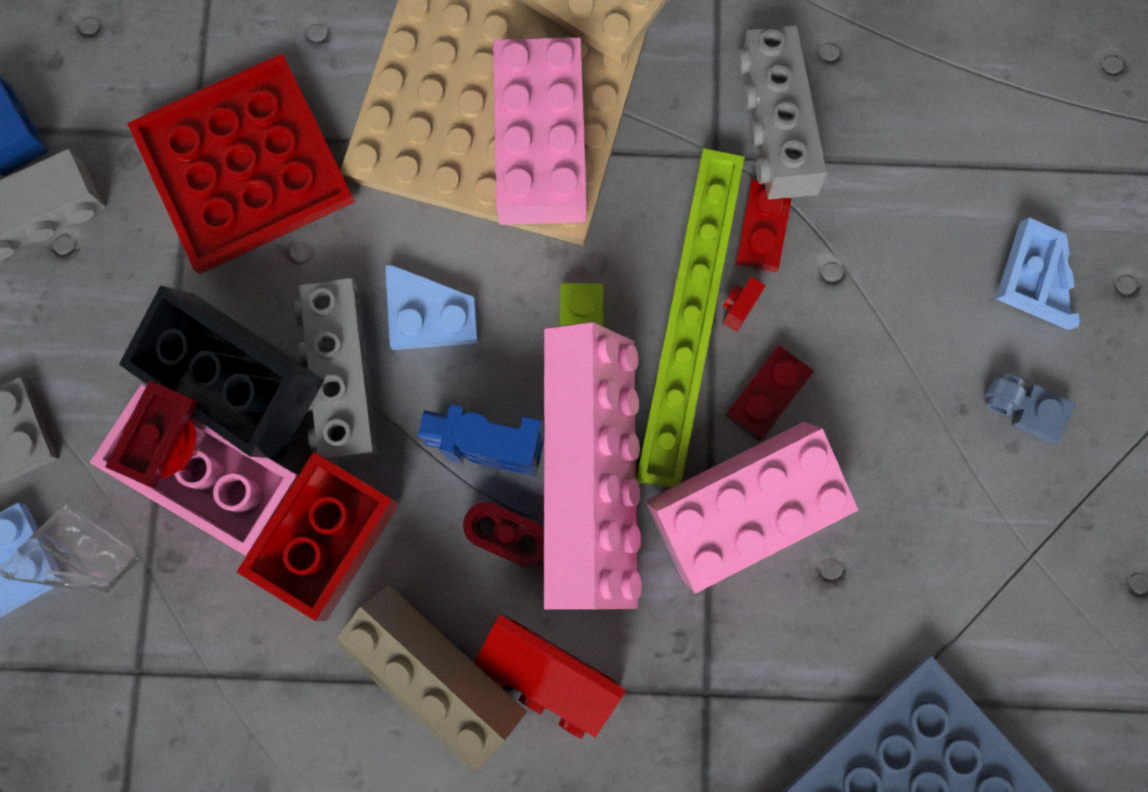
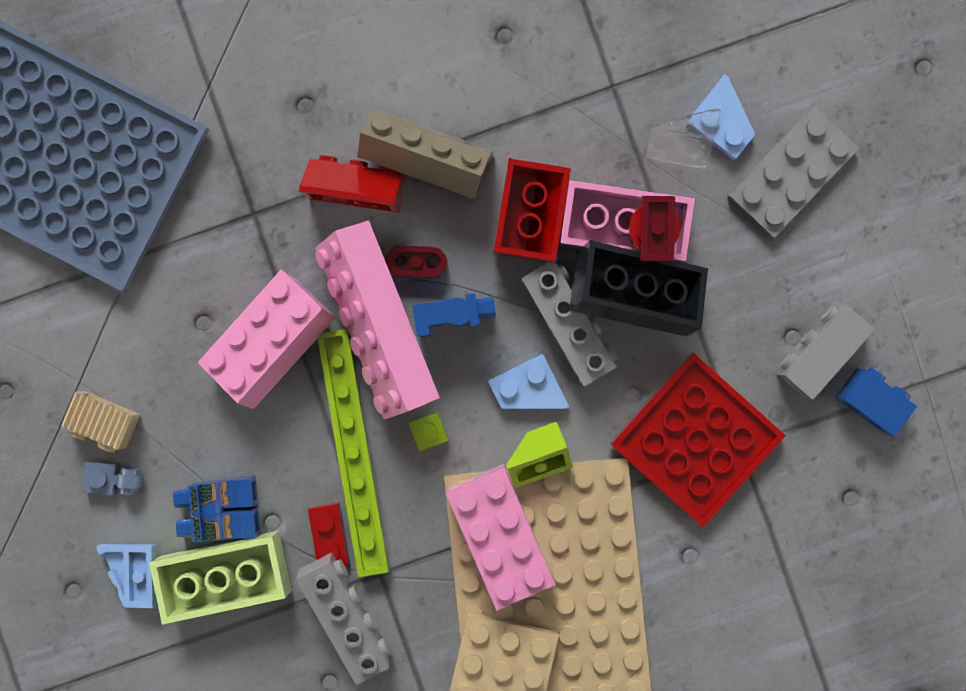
camera: 165 degrees right, 10 degrees up
(445, 214) = (539, 456): none -> lime slope
(741, 302) = (322, 473): red plate -> none
(769, 393) = (283, 421): dark red plate -> none
(897, 310) = (209, 514): none -> blue hips
(926, 221) = (220, 577): none -> yellowish green brick
(1021, 488) = (100, 421): none -> tan brick

